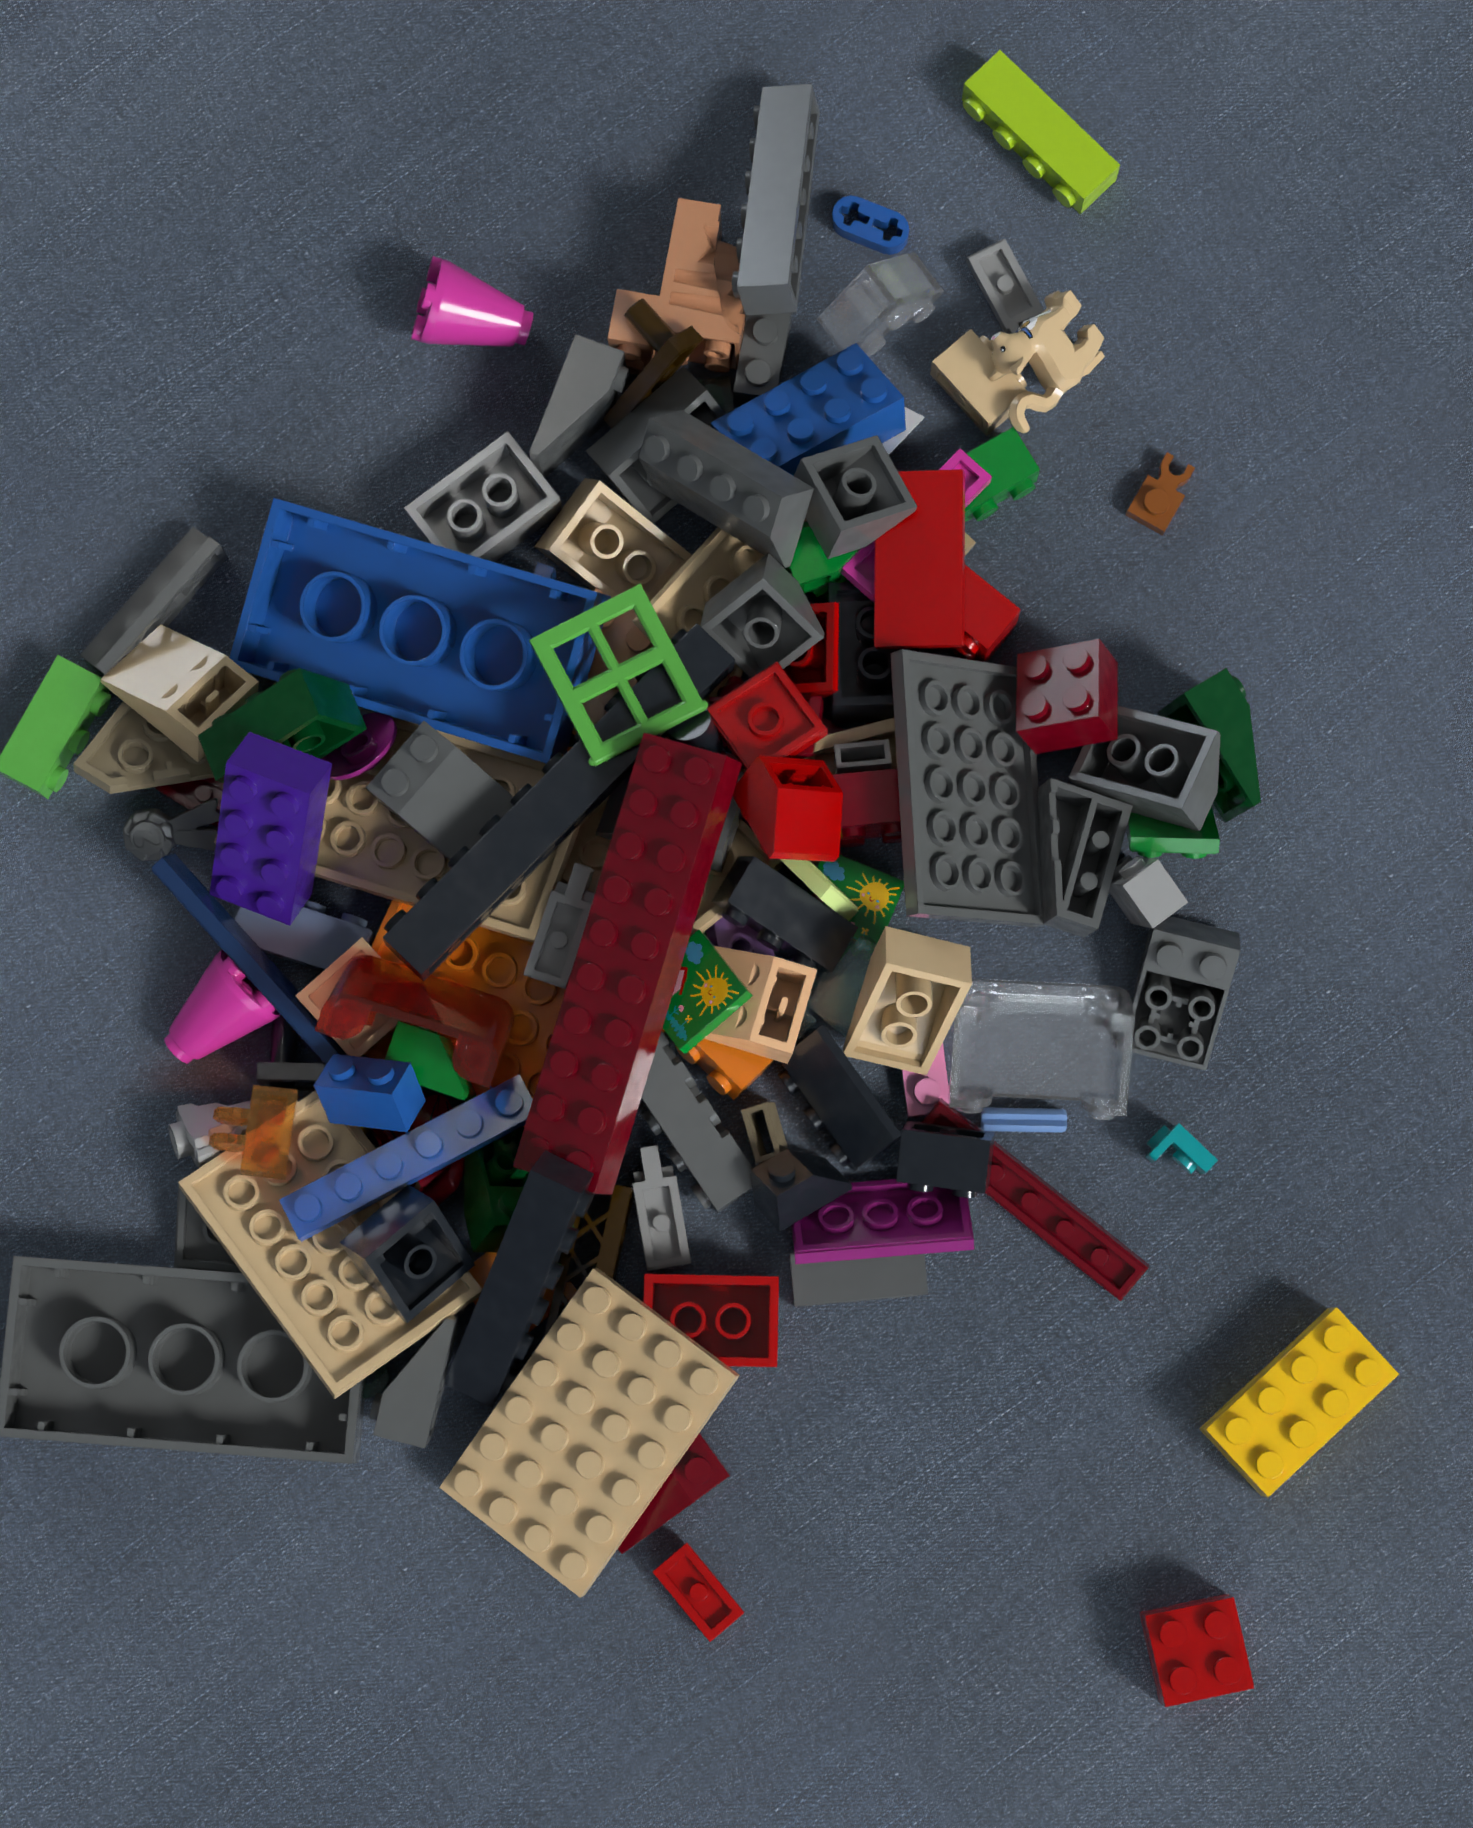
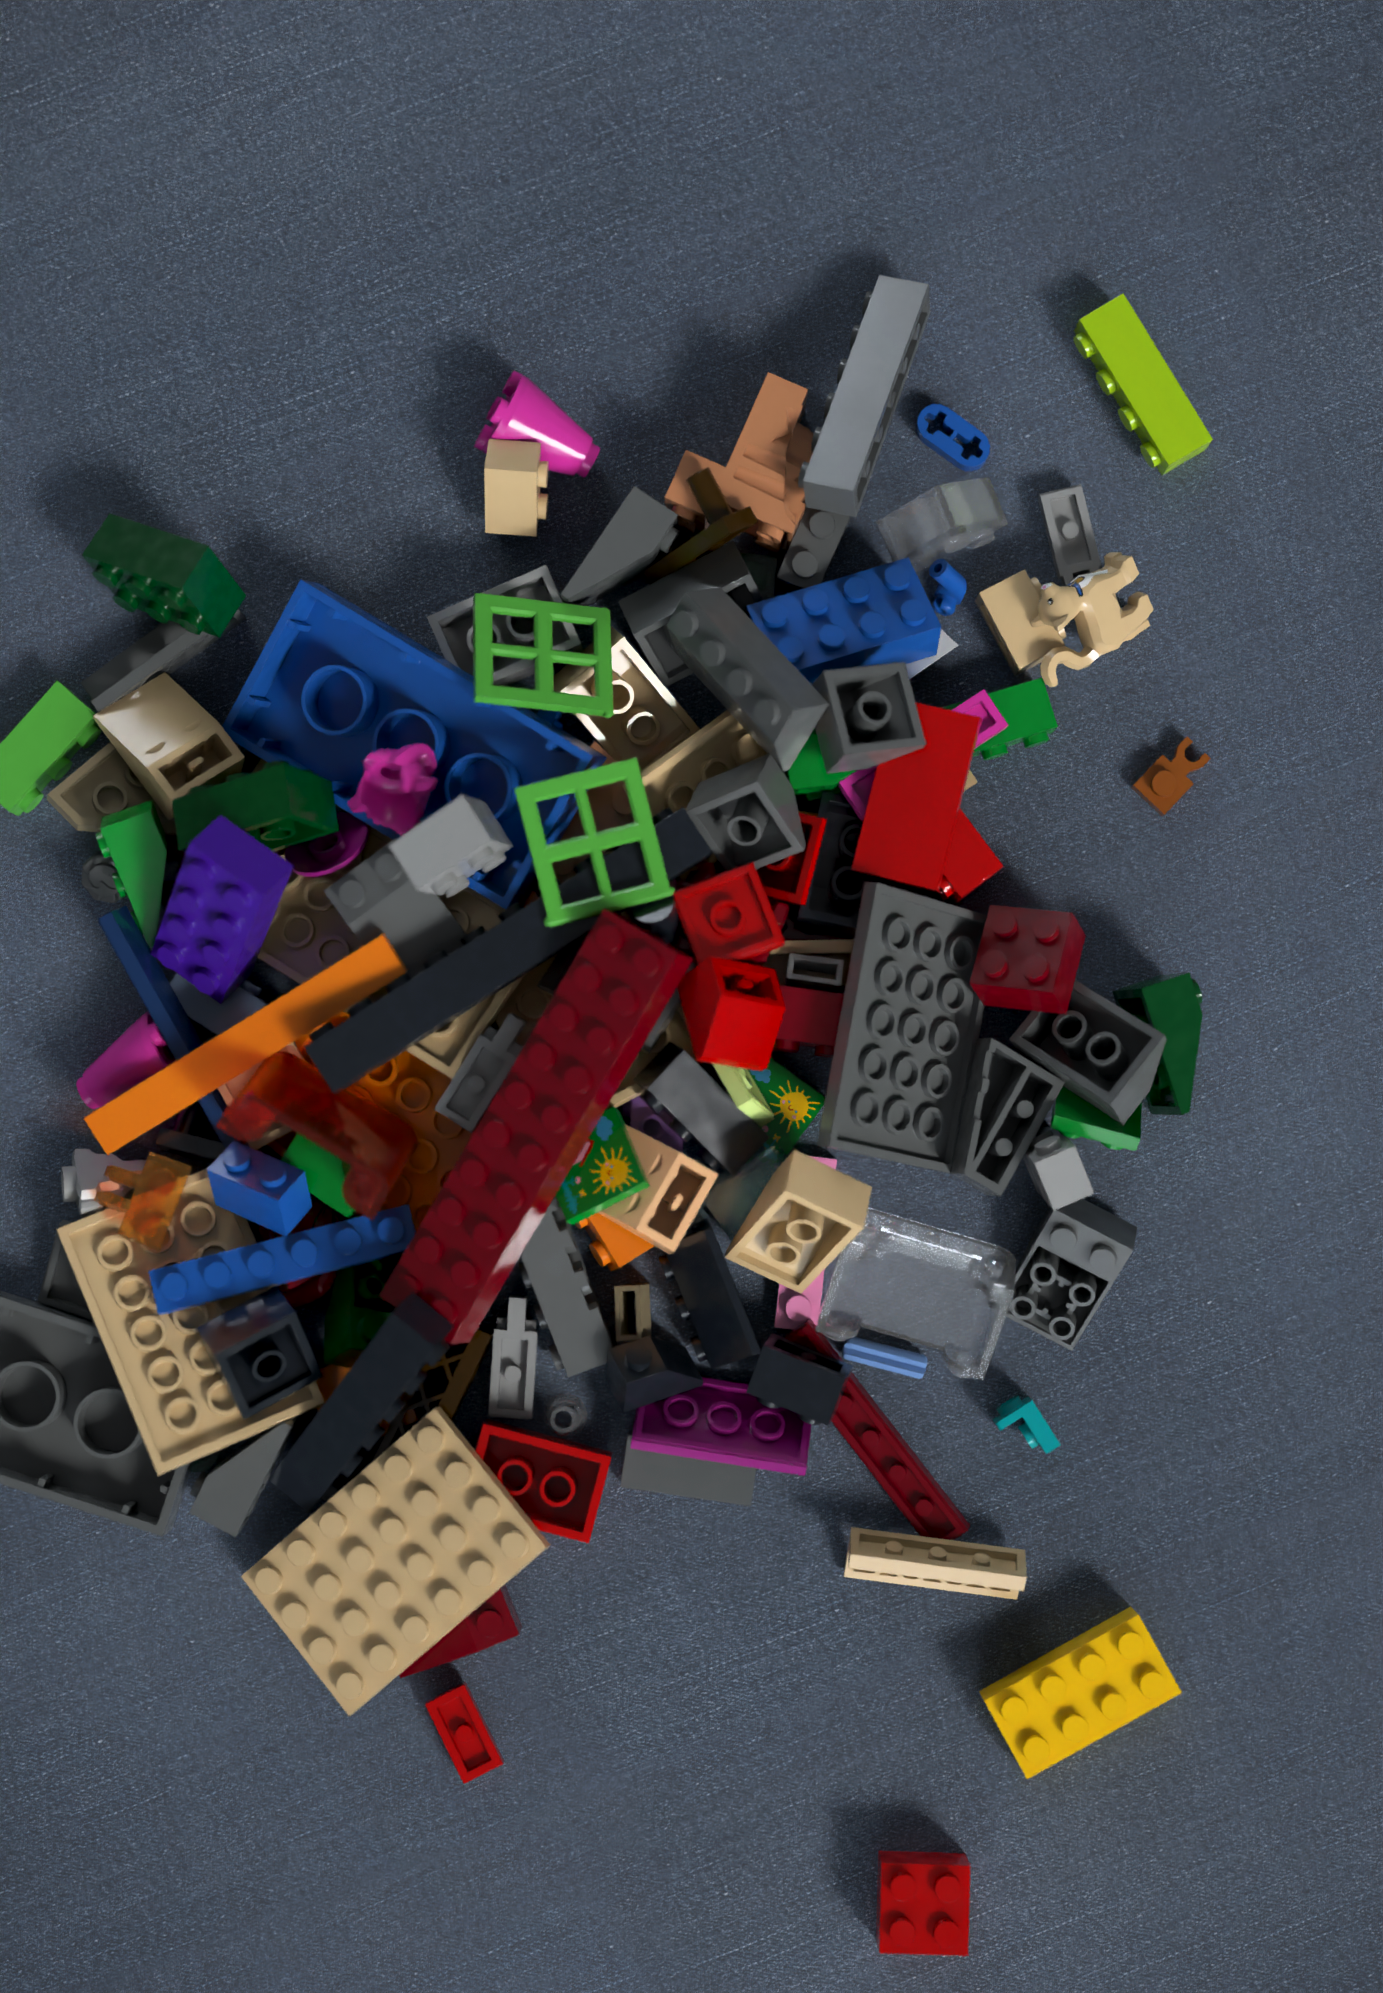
camera: 10 degrees right, 5 degrees up
(140, 527) = (164, 575): none -> dark green brick
(178, 800) = (139, 853): none -> green slope
(323, 955) = (246, 1044): none -> orange tile
(413, 670) = (396, 786): none -> dark pink hair
(458, 367) = (514, 487): none -> tan brick
(481, 711) = (452, 847): none -> light grey brick
(535, 549) = (543, 655): none -> bright green window
(727, 1266) = (567, 1403): none -> clear cone
(903, 364) = (950, 589): none -> blue arm
(1123, 1303) = (935, 1563): none -> tan fence

